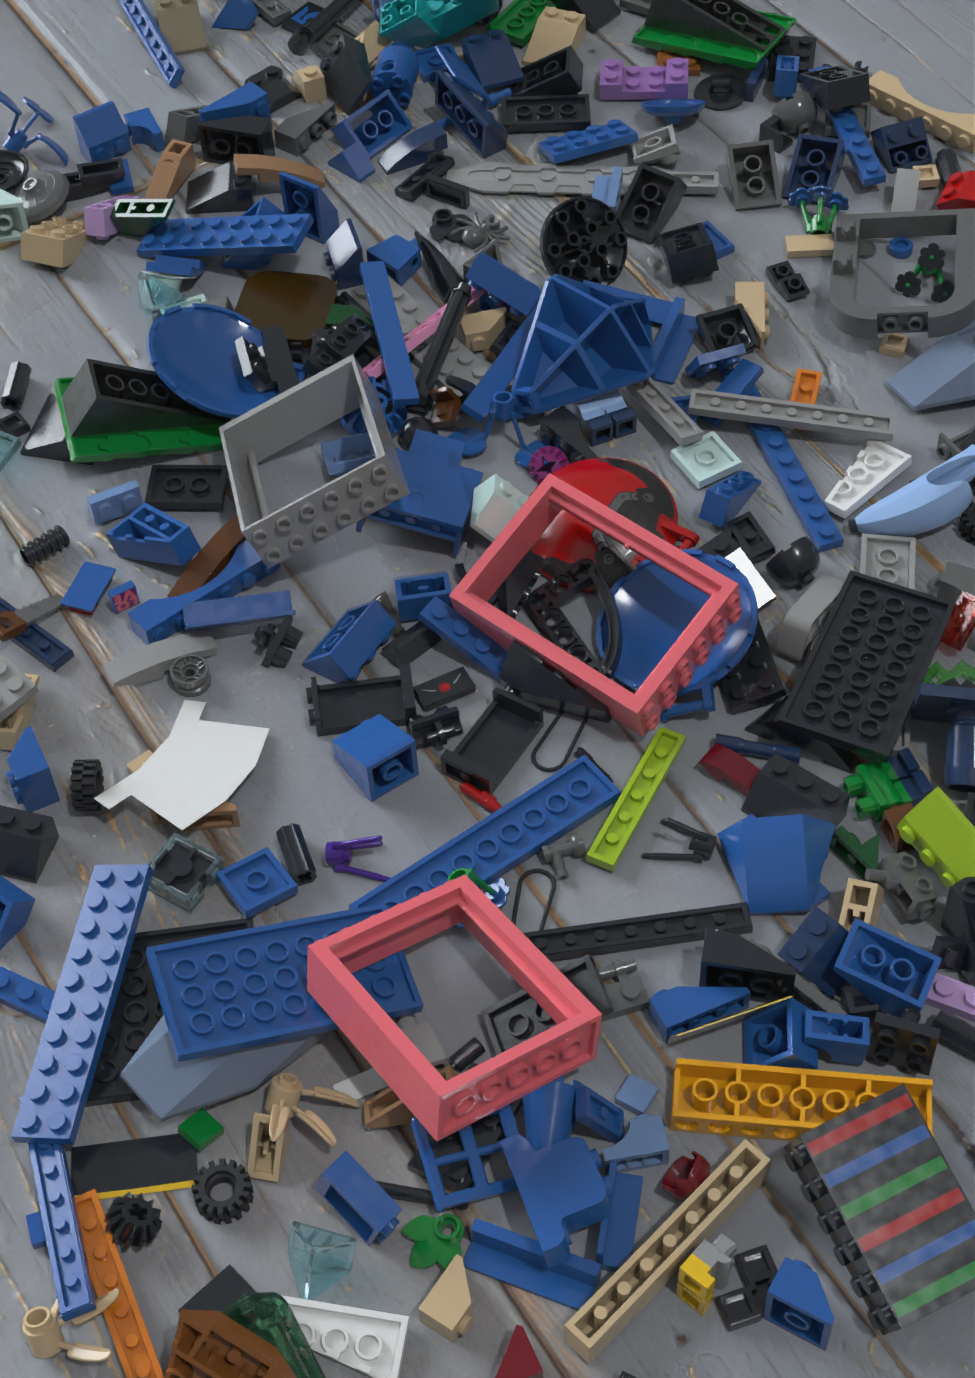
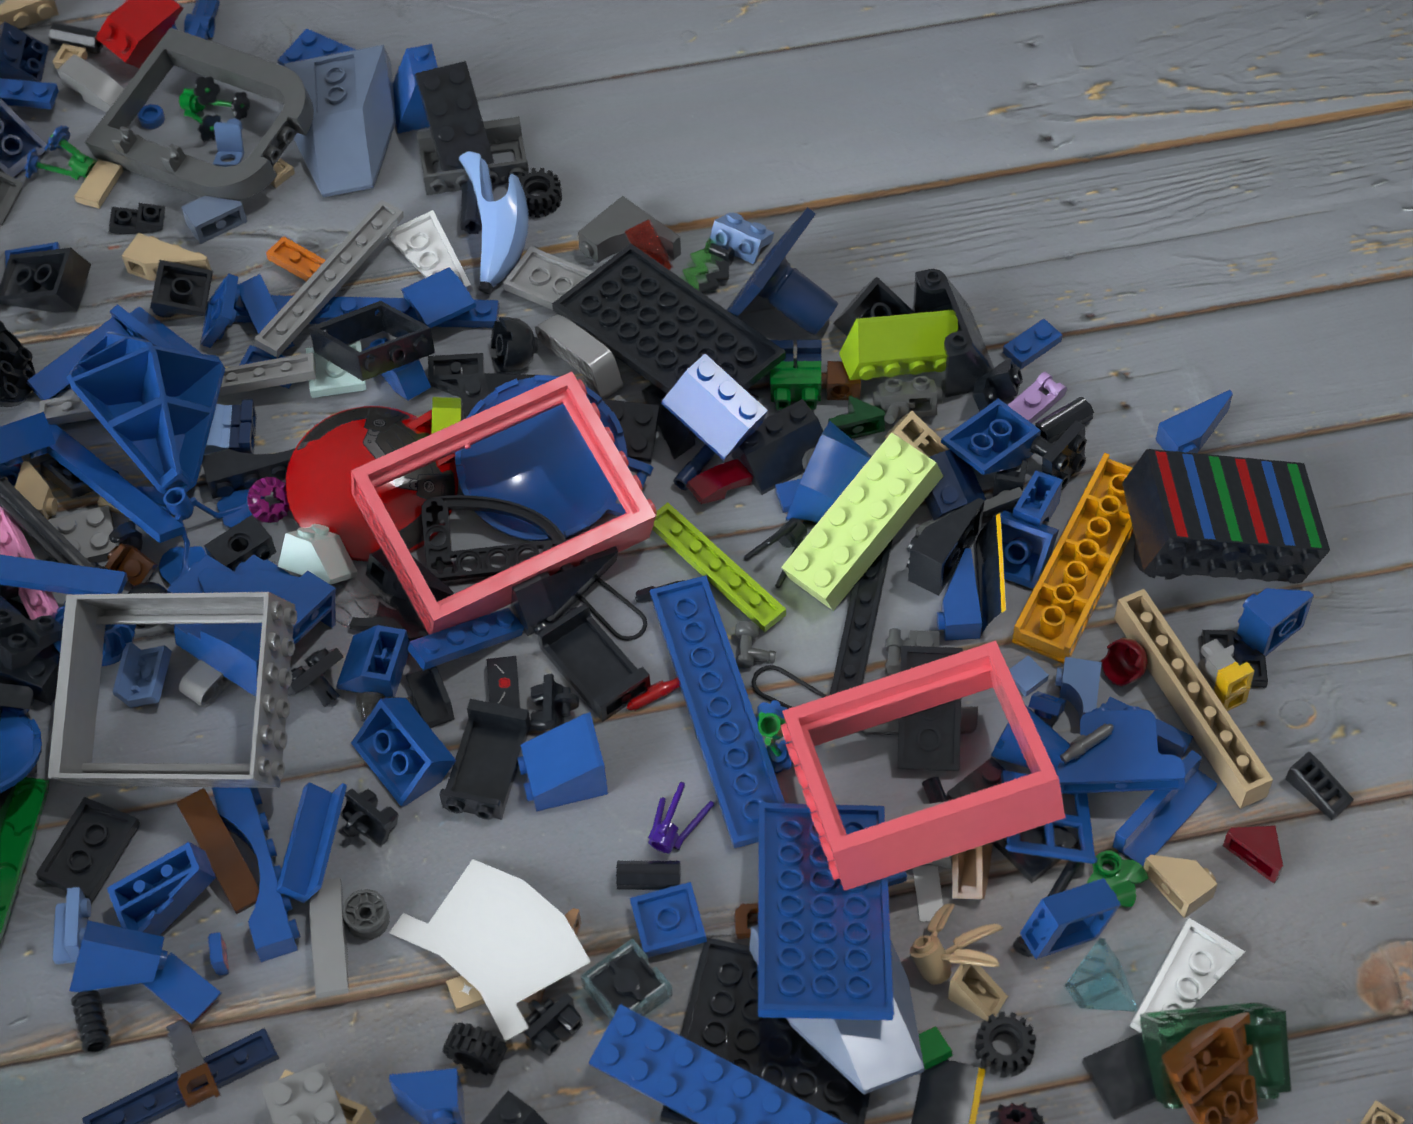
camera: 70 degrees left, 5 degrees up
(89, 530) = (116, 957): none -> blue slope
(134, 829) = (546, 1019): none -> black hips
(389, 554) = (313, 675): none -> black plate
(495, 461) = (246, 536): none -> black brick
(547, 1147) = (1083, 743): none -> flat silver piece
(681, 534) = (445, 412): none -> lime slope
(727, 885) = (862, 521): none -> yellowish green brick
(738, 444) = (411, 342): none -> black window
(783, 718) = (714, 407): none -> slope
(812, 492) = (438, 297): none -> blue slope
(814, 322) = (213, 216): none -> sand blue slope
(904, 297) = (228, 142): none -> medium blue bracket

